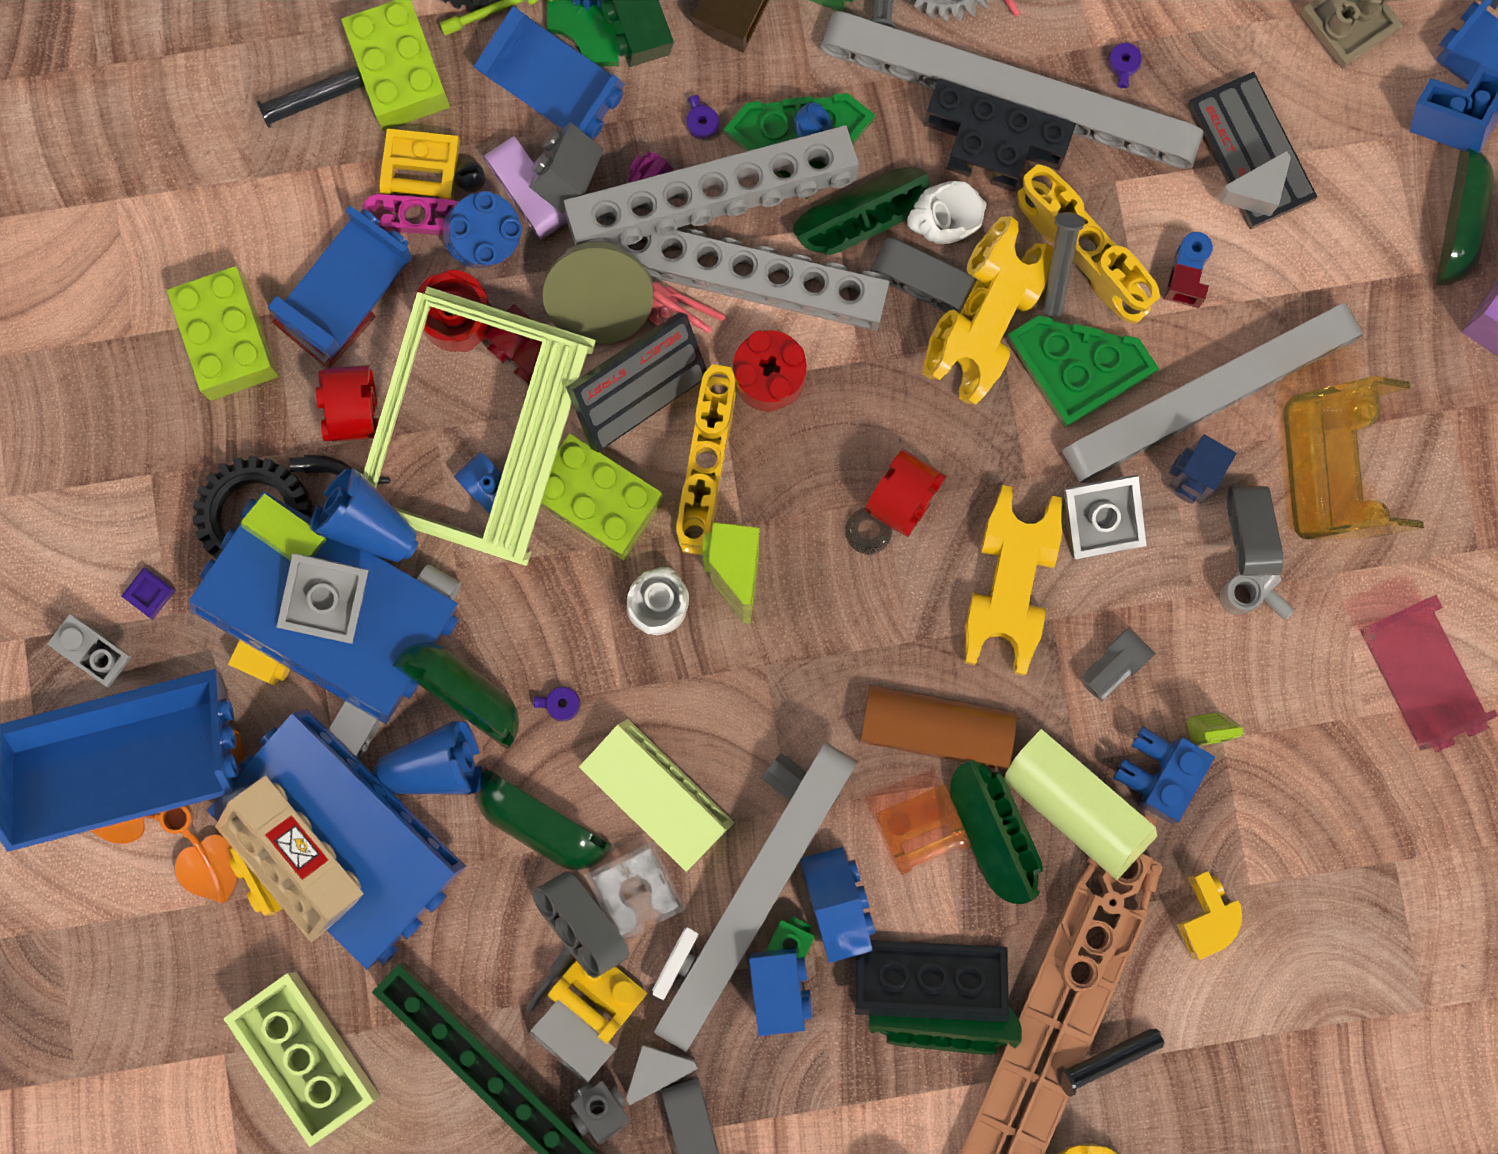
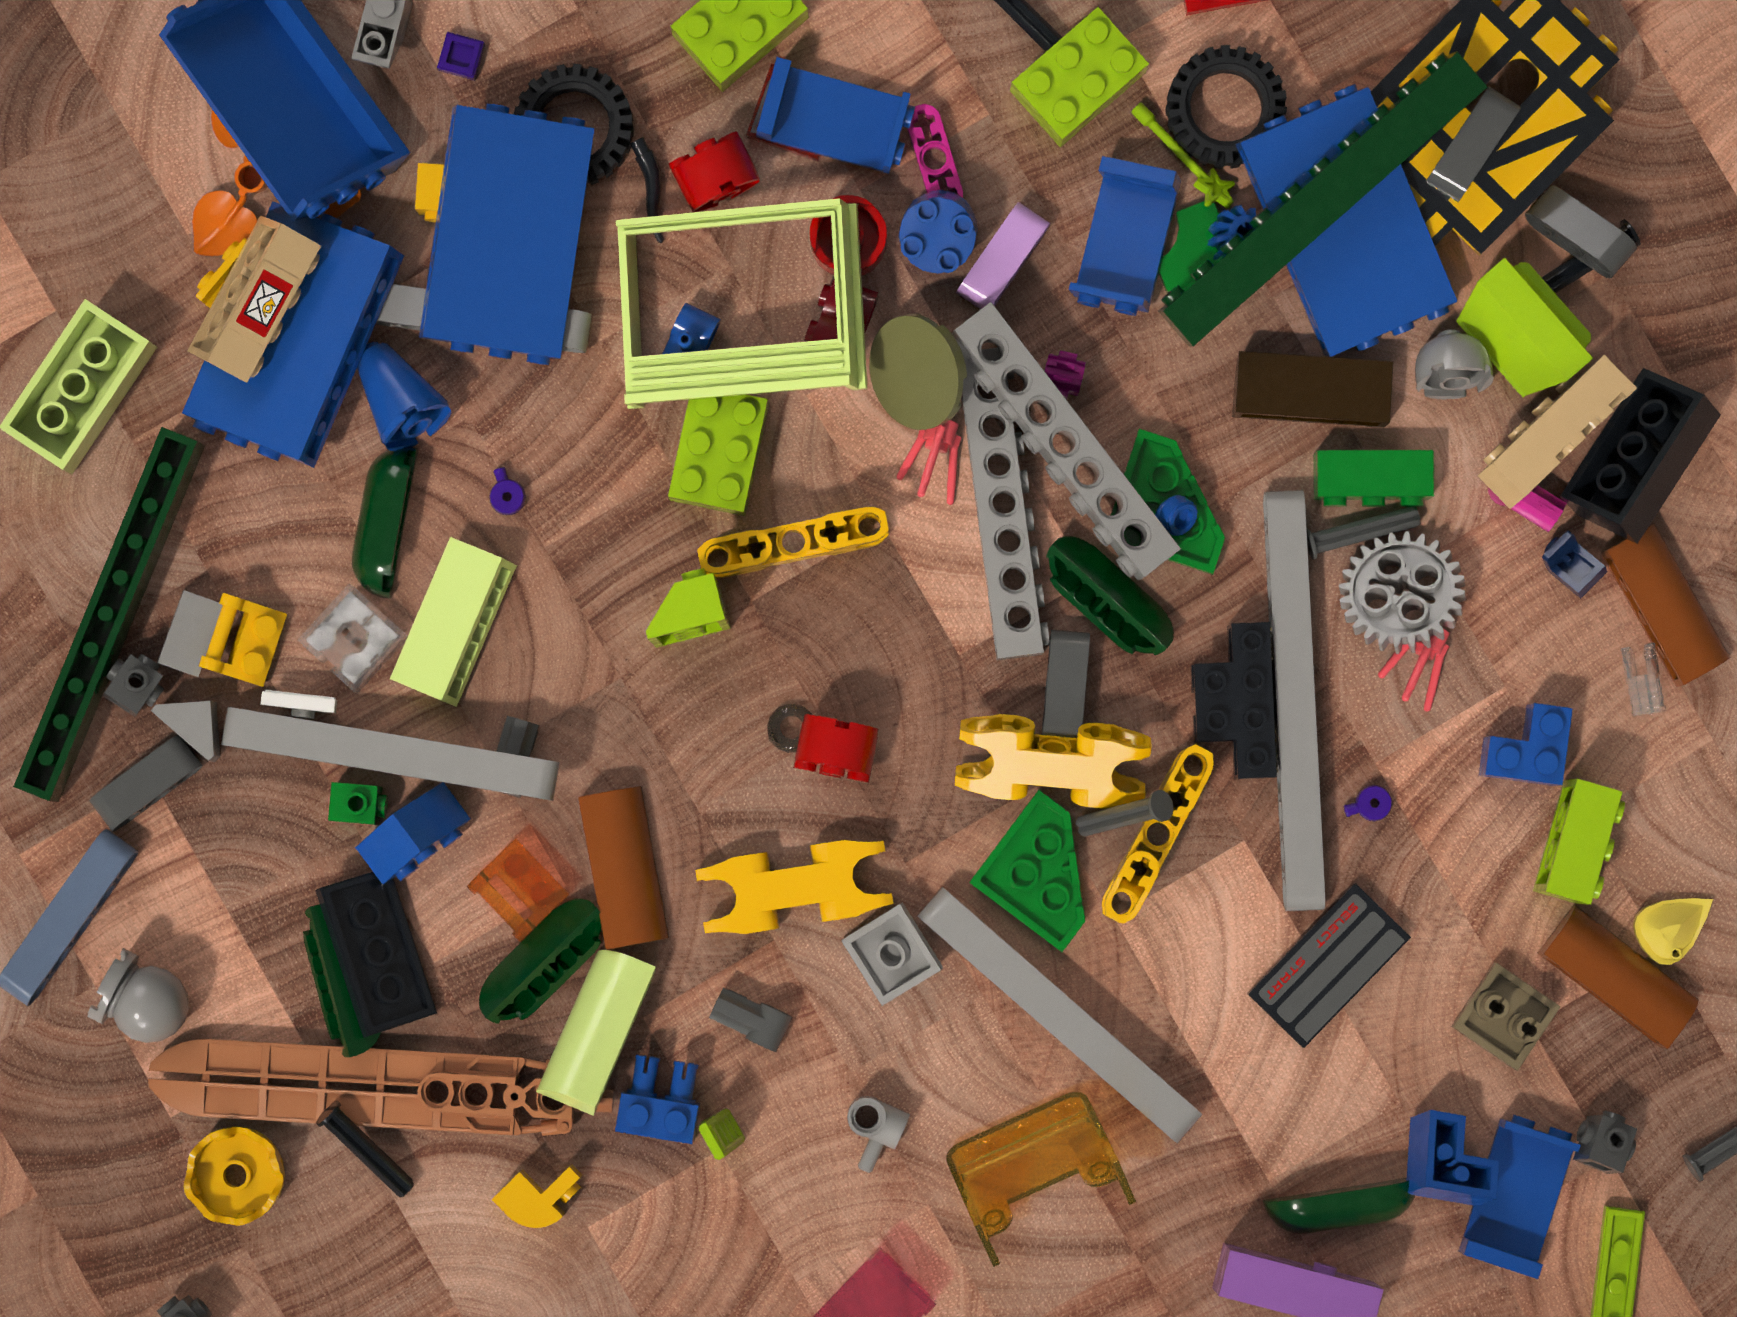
camera: 70 degrees right, 5 degrees up
(281, 529) = (561, 165): lime tile -> none
(322, 598) = (508, 230): light grey slope -> none
(363, 519) = (602, 234): blue cone -> none
(419, 153) = (998, 139): yellow plate -> none
(461, 690) = (479, 395): dark green brick -> none
(472, 181) = (989, 200): black hinge -> none
(557, 969) = (256, 593): dark grey piece -> none
(565, 166) = (1032, 289): dark grey brick -> none
(580, 924) = (301, 597): dark grey beam -> none
(637, 382) = (843, 445): tile -> none
(657, 601) = (639, 549): white hair -> none
(701, 113) = (1145, 394): dark purple piece -> none
(760, 352) = (893, 553): red brick -> none
(779, 992) = (307, 810): blue brick -> none
(947, 212) = (1137, 683): white hair -> none
(1187, 270) = (1189, 943): leg -> none
(1200, 469) = (970, 1028): dark blue brick -> none
(1254, 531) = (931, 1104): dark grey beam -> none
(1258, 189) = (1284, 985): light grey slope -> none

